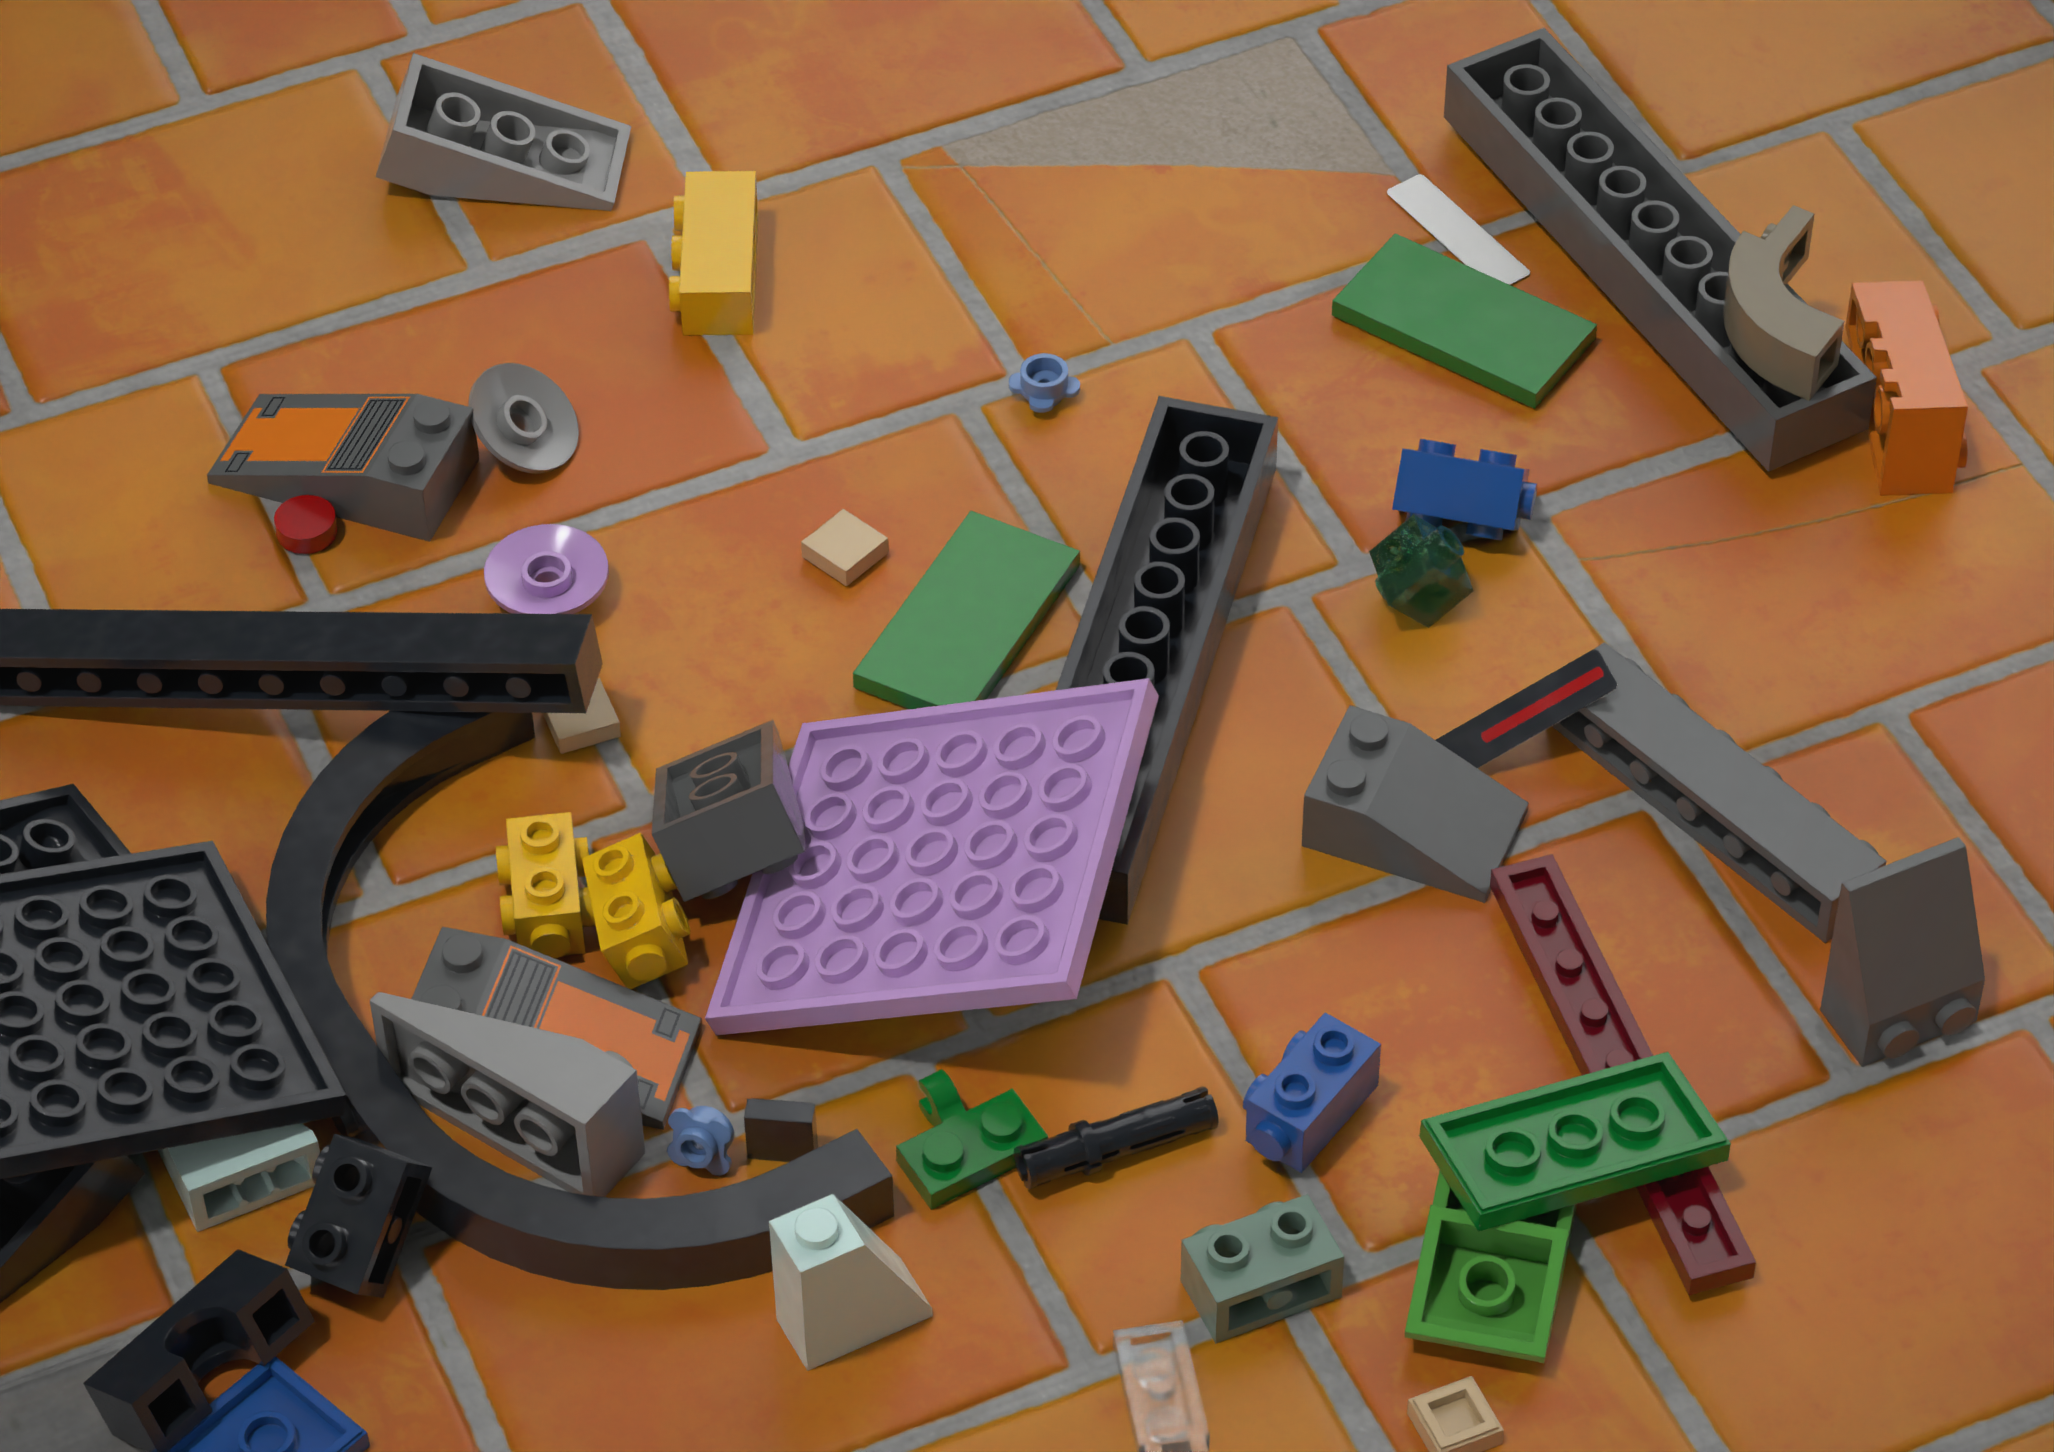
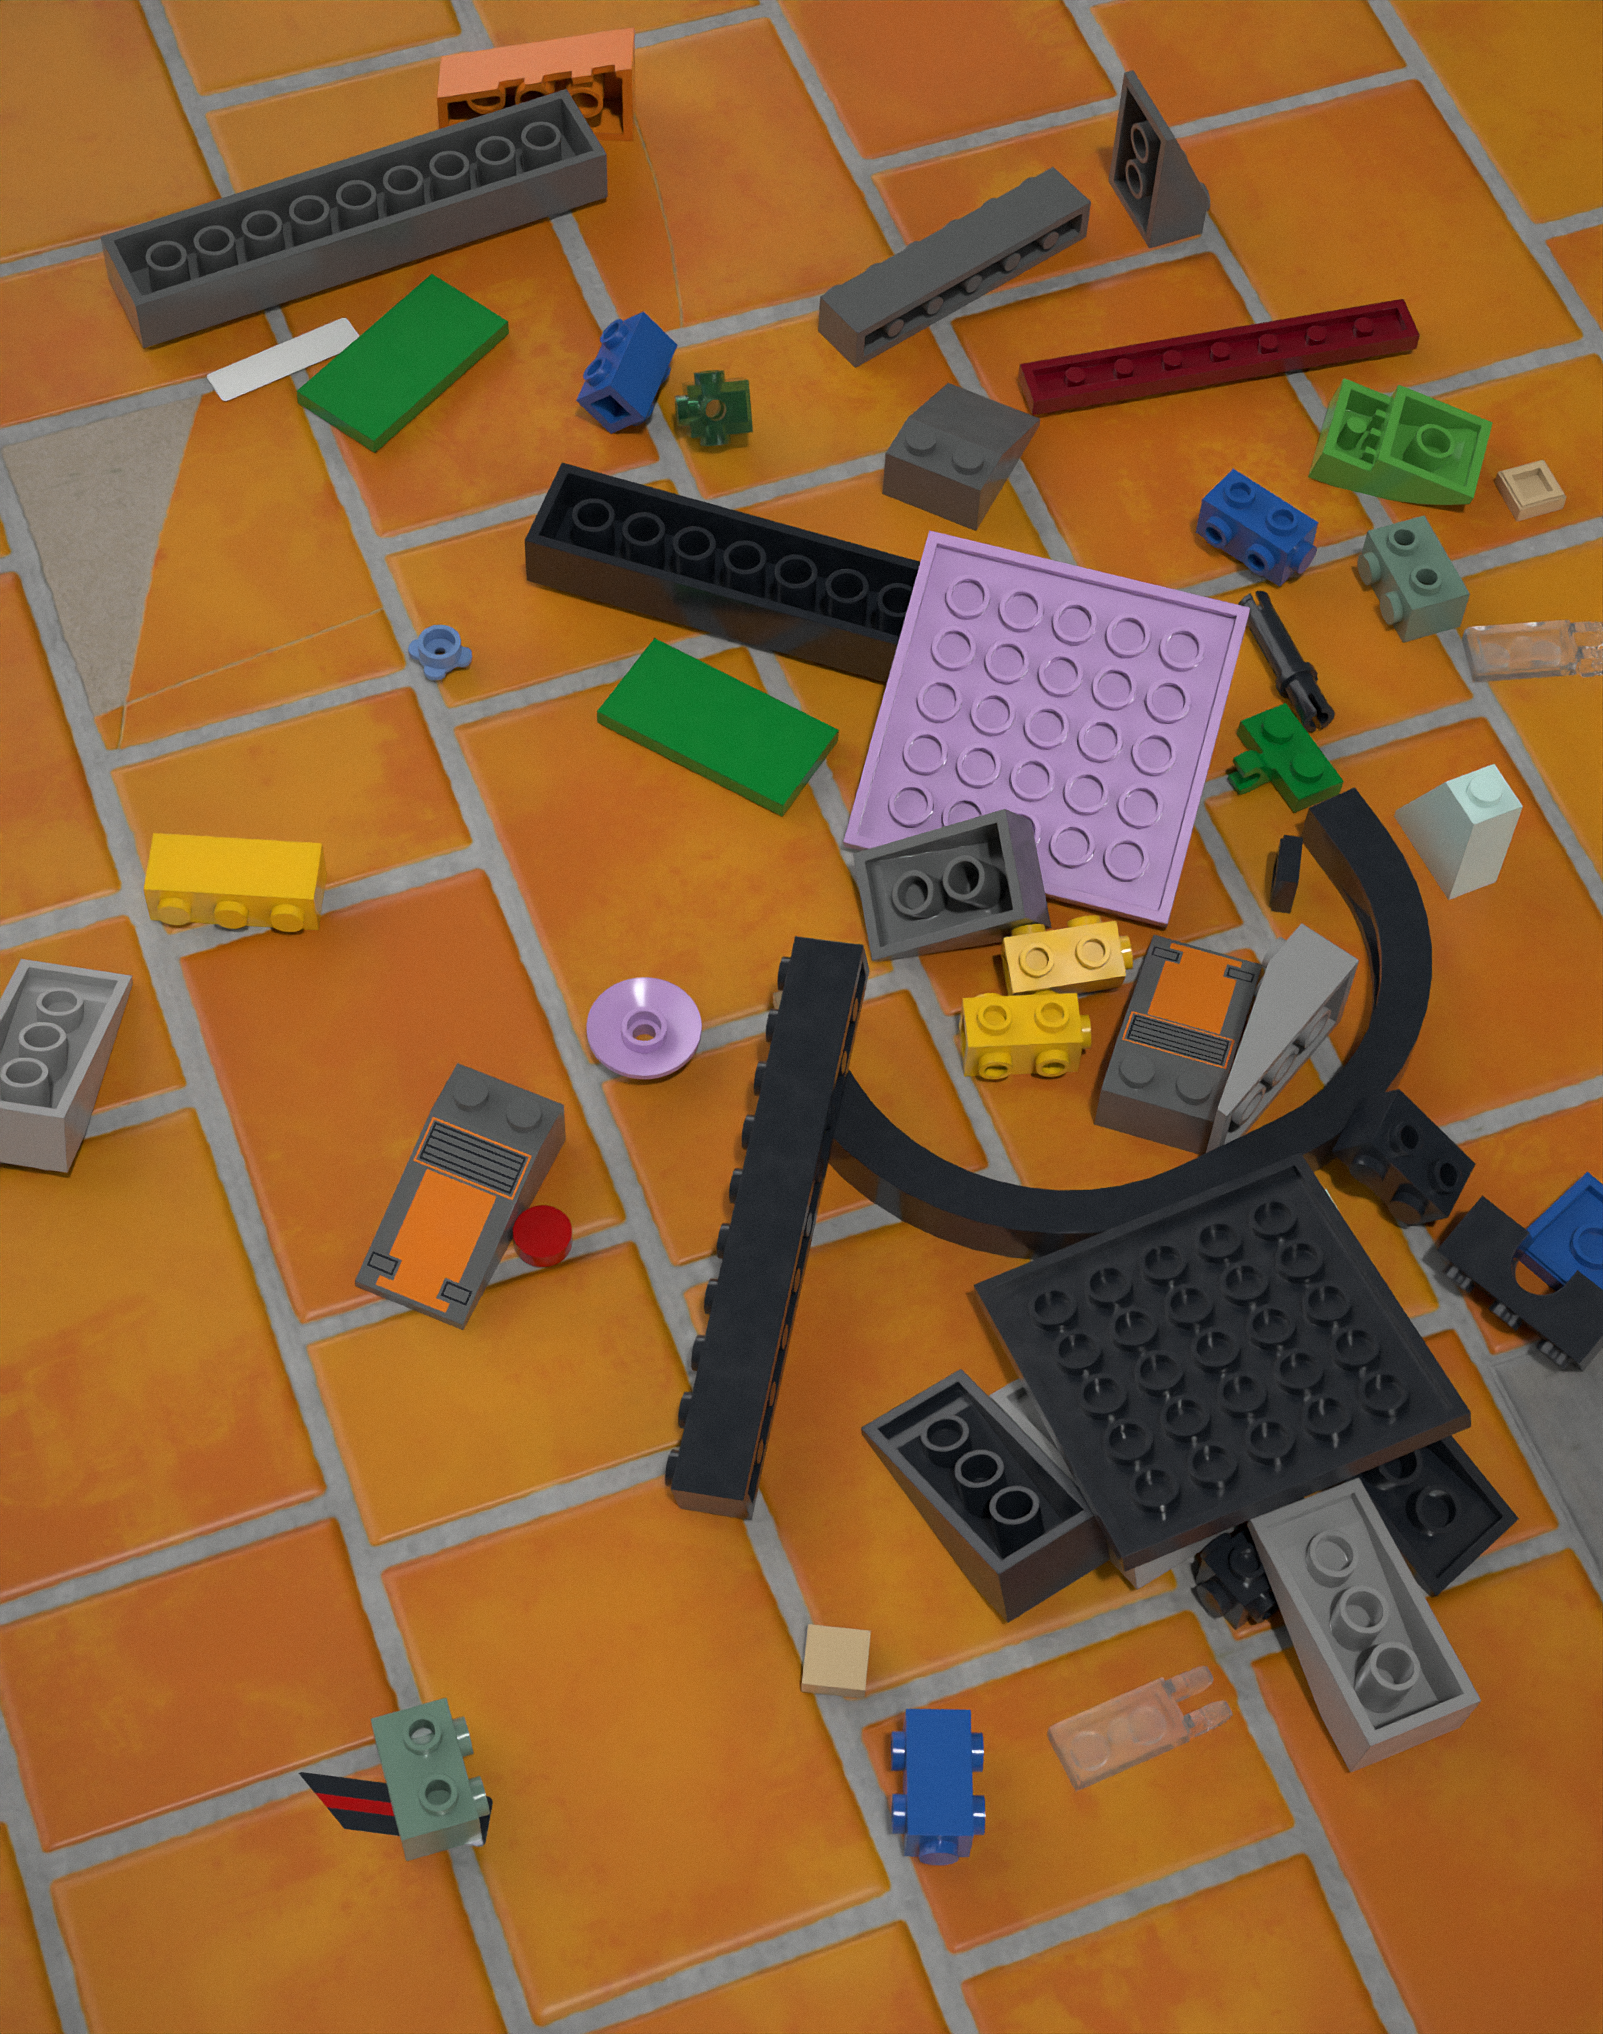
camera: 90 degrees left, 10 degrees up
(523, 418) = (442, 1041): light grey dish -> none
(701, 1139) = (1289, 919): medium blue plate -> none
(844, 547) = (622, 809): tan tile -> none
(1531, 710) = (880, 359): black sticker -> none
(1573, 1141) = (1316, 373): green tile -> none
(1765, 322) = (500, 133): dark tan arch -> none

